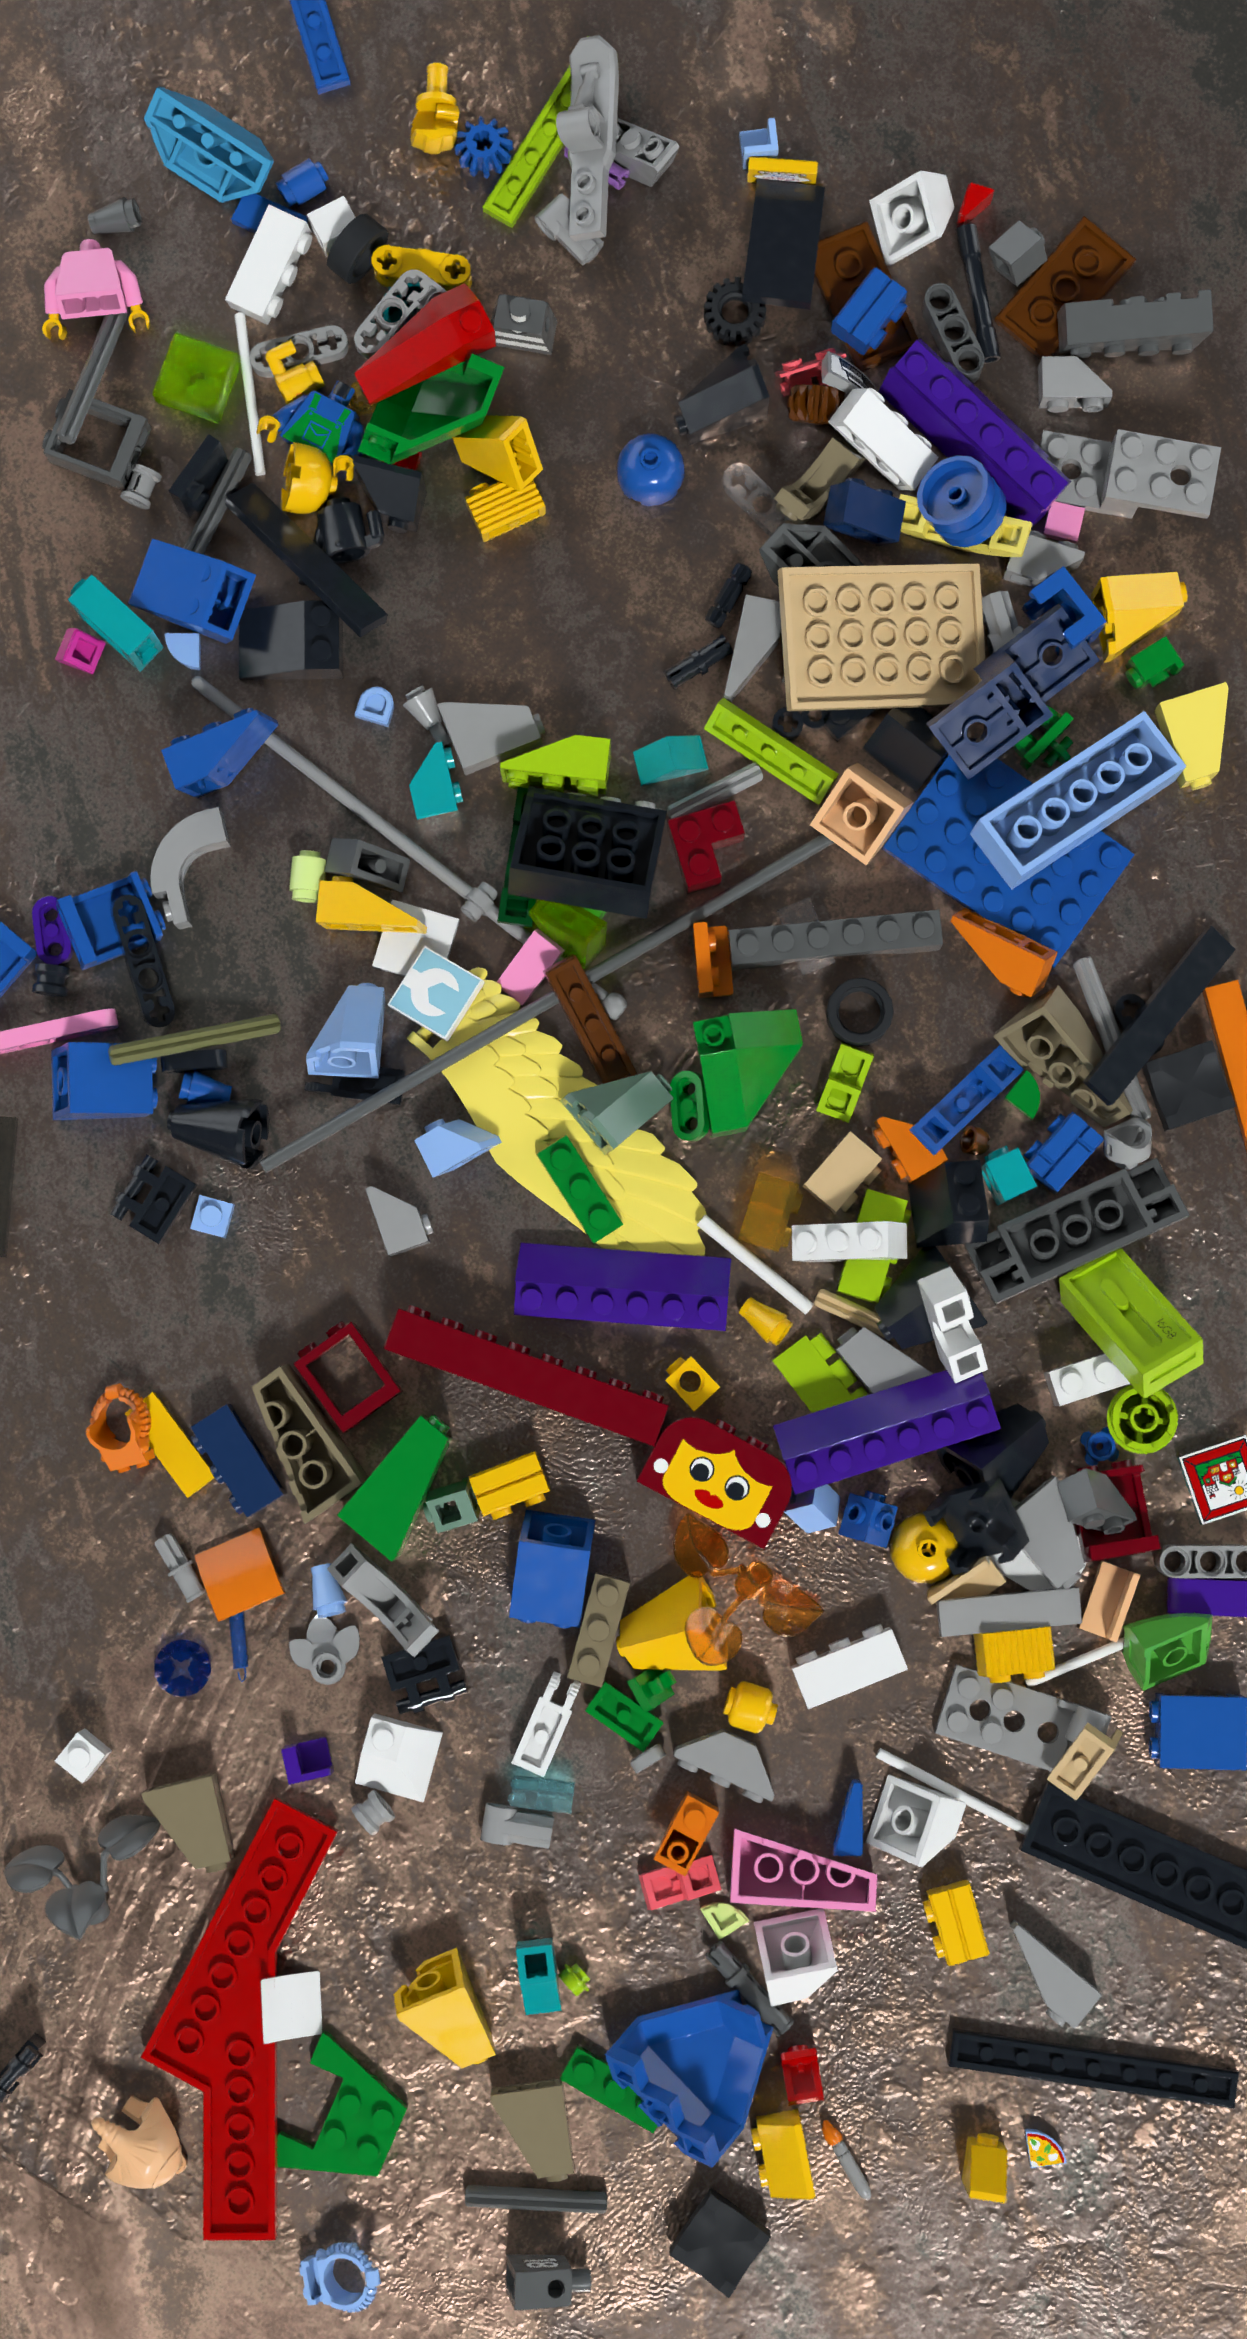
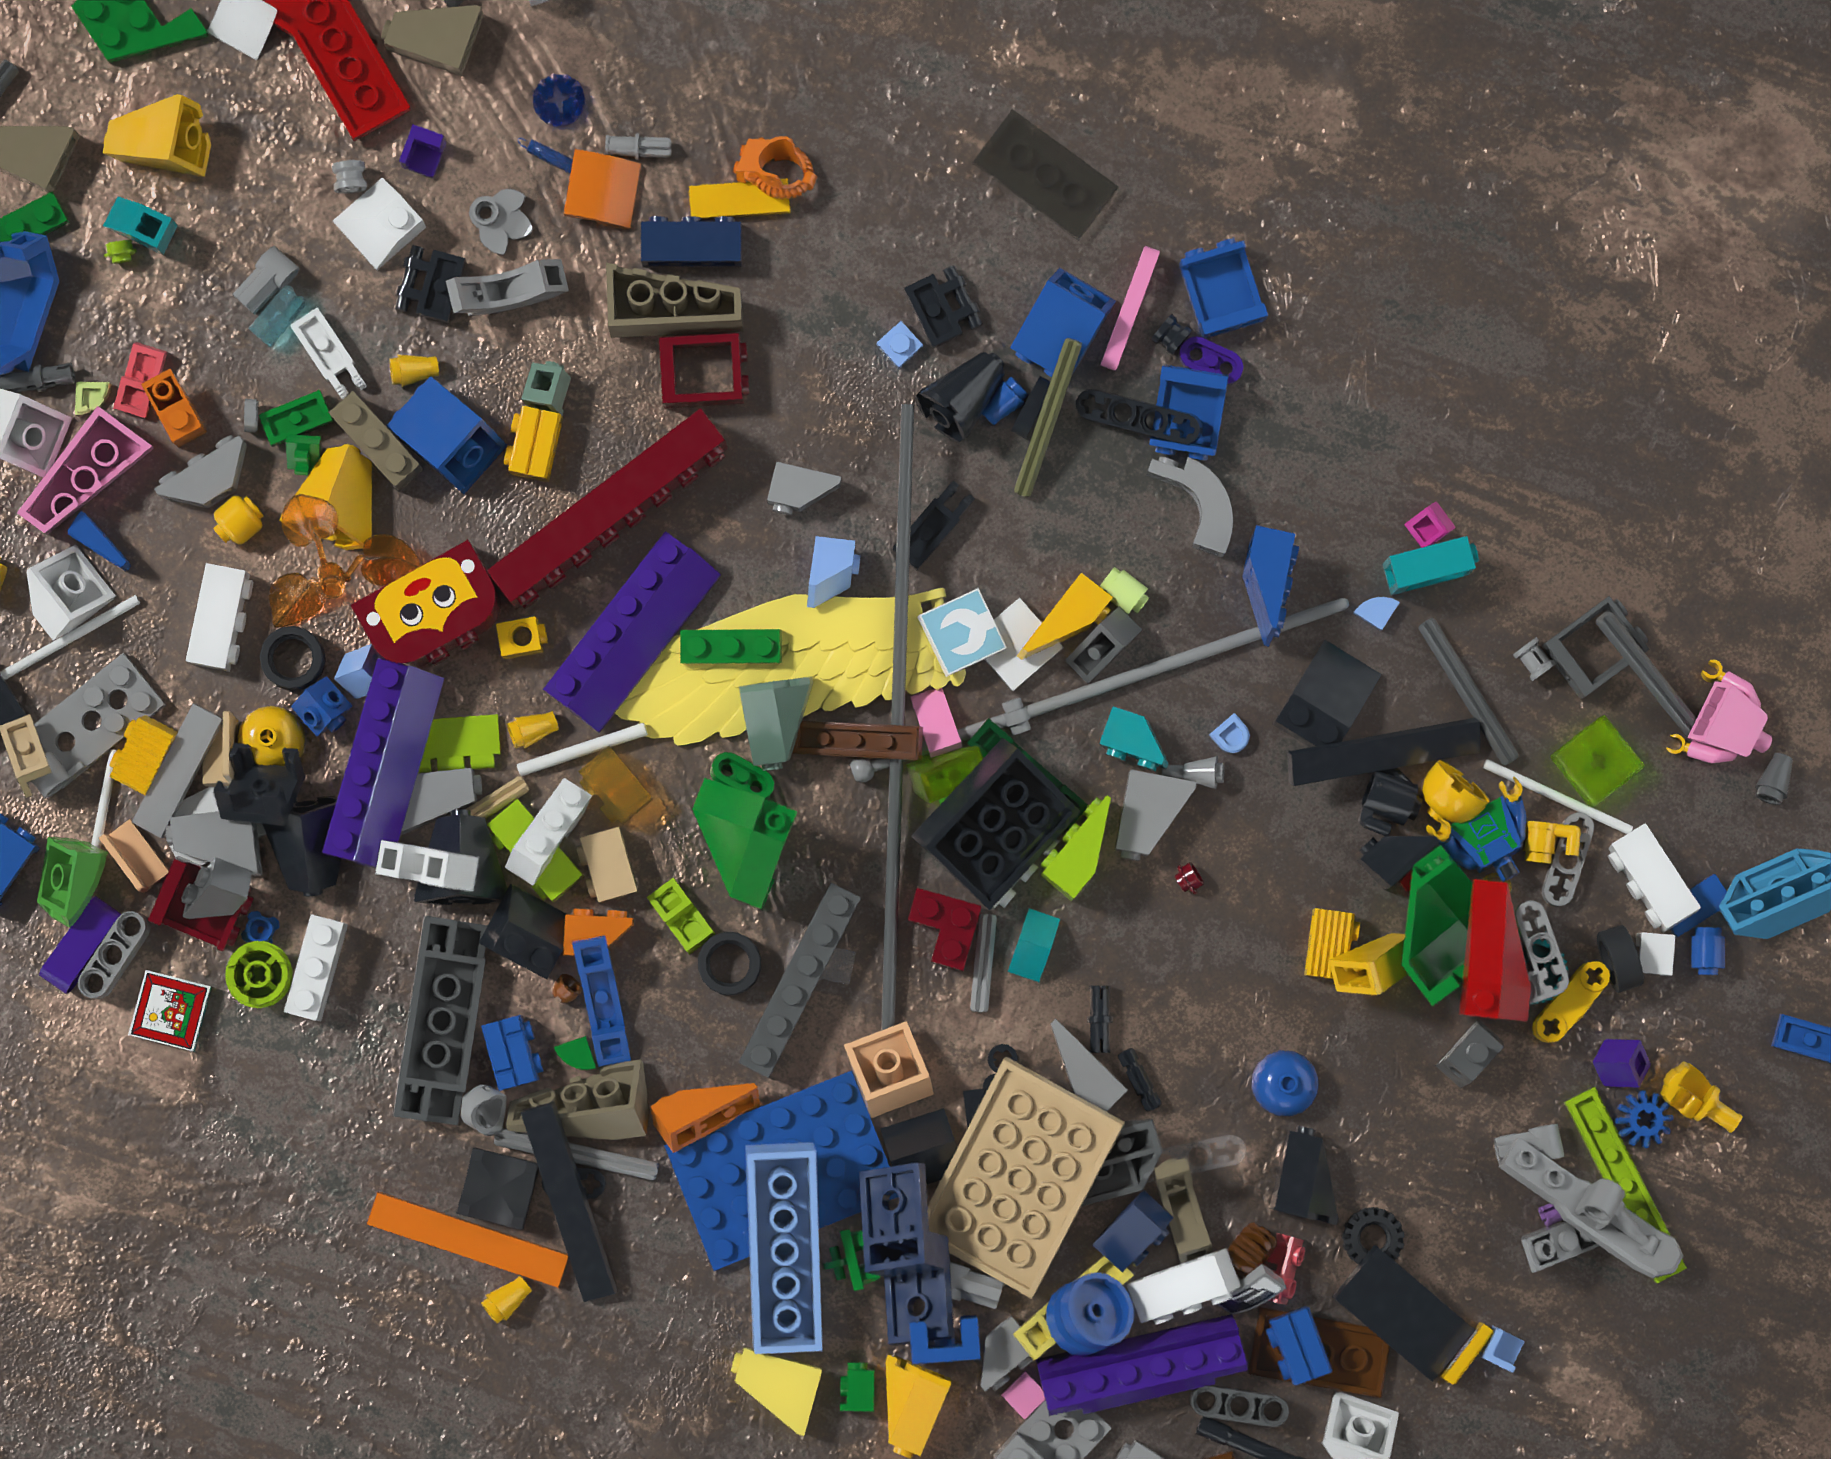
camera: 115 degrees right, 0 degrees up
(192, 590) = (1417, 644): blue slope -> none
(198, 477) = (1503, 698): black plate -> none
(326, 1593) = (541, 246): light blue cone -> none
(351, 1036) = (970, 544): light blue slope -> none
(395, 1492) = (583, 346): green slope -> none
(447, 196) = (1621, 1063): none -> dark purple panel
(513, 1640) = (412, 369): none -> yellow cone
(525, 662) = (1189, 878): none -> dark red plate
(712, 960) = (847, 871): orange bracket -> none
(771, 751) = (987, 1029): lime plate -> none
(865, 1588) = (279, 636): none -> black tyre
(1006, 1174) = (520, 992): teal brick -> none
(1131, 1321) = (338, 1012): lime piece -> none

